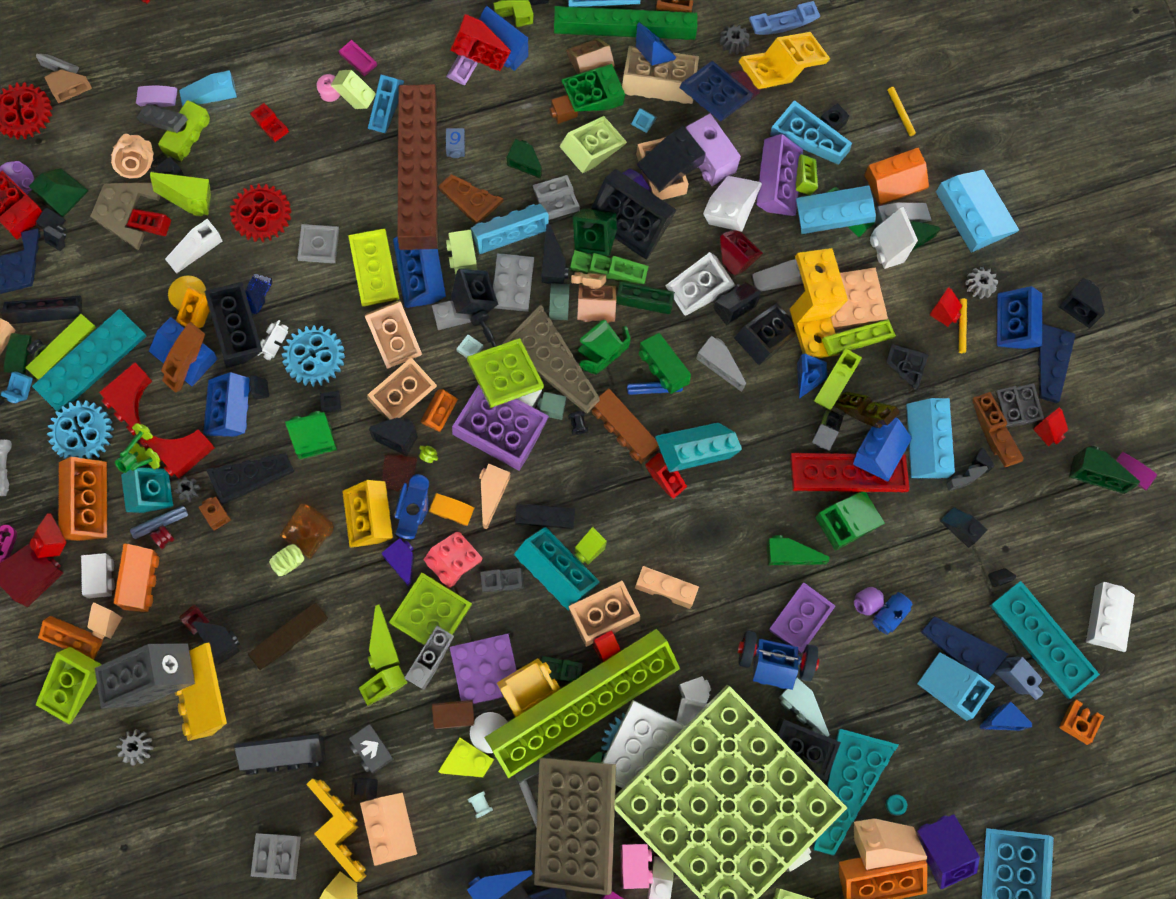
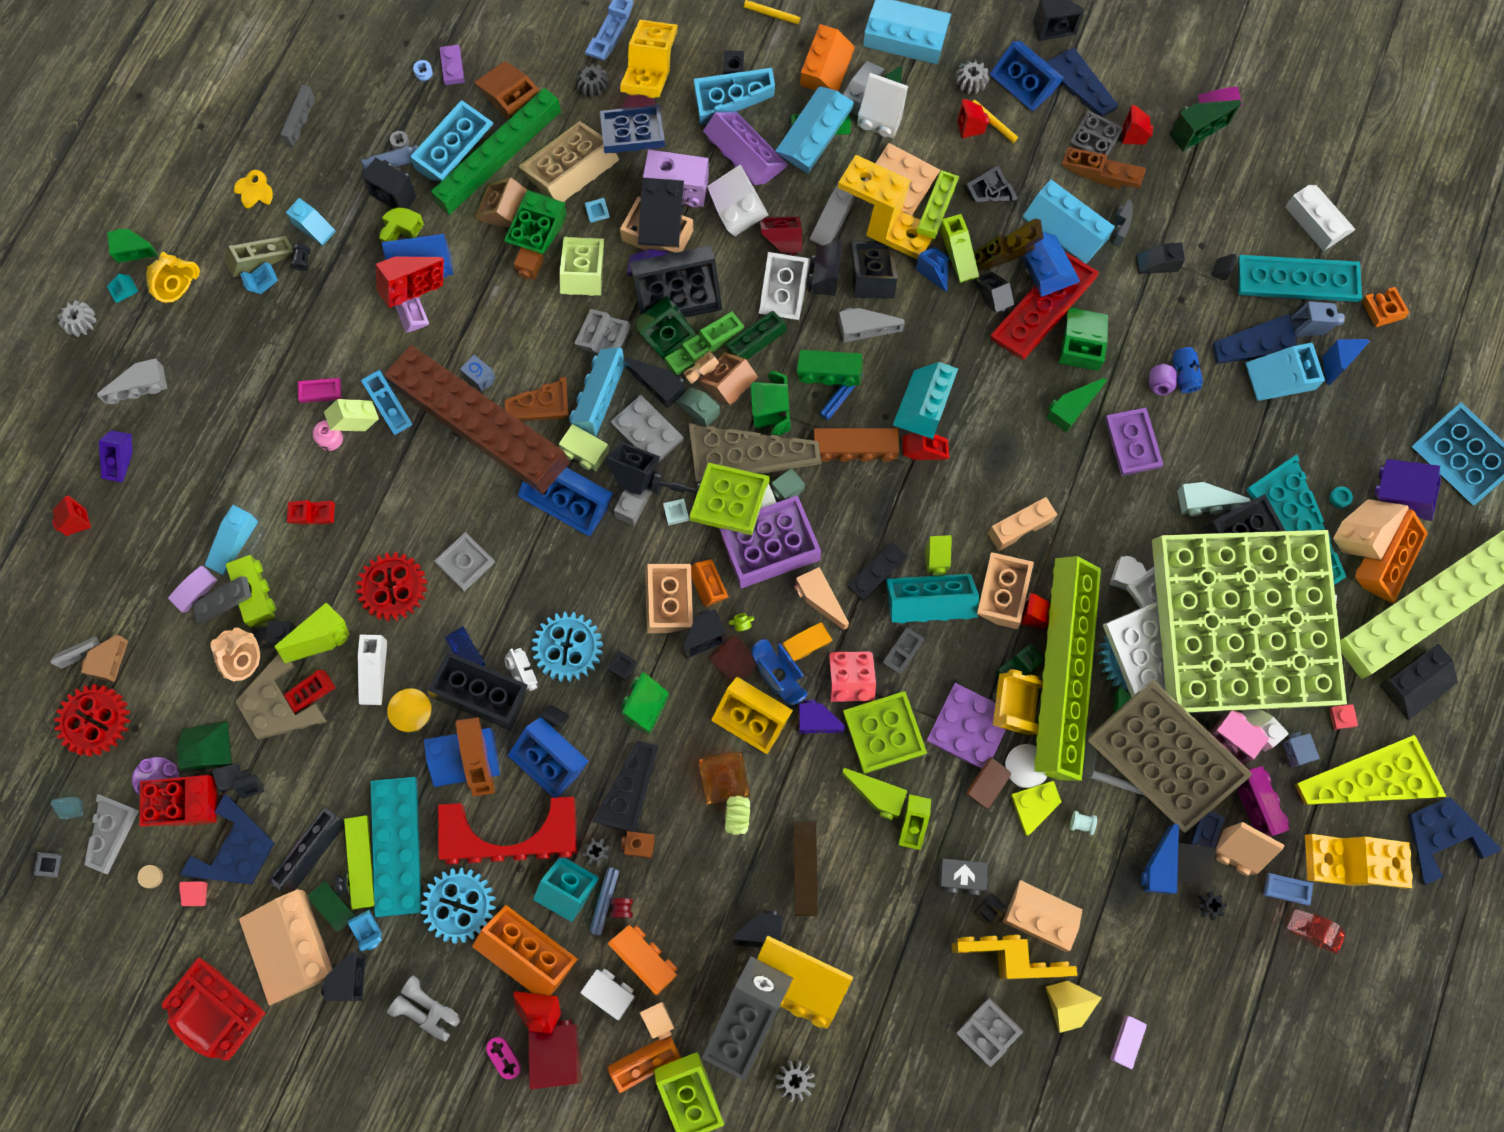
camera: 45 degrees left, 0 degrees up
(137, 453) = (525, 871): plant -> none
(192, 615) = (719, 939): dark red slope -> none
(193, 309) = (435, 714): light orange slope -> none
(280, 753) = (906, 955): slope -> none
(373, 267) = (530, 532): neon yellow plate -> none
(393, 334) = (606, 564): light nougat slope -> none
(429, 658) = (926, 762): light grey slope -> none
(524, 158) = (545, 329): dark green slope -> none
(578, 423) = (820, 478): black bush -> none
(652, 46) = (540, 148): blue slope -> none
(777, 662) = (1159, 488): brick -> none
(804, 173) = (763, 127): lime slope -> none
(983, 459) = (1117, 198): black slope -> none

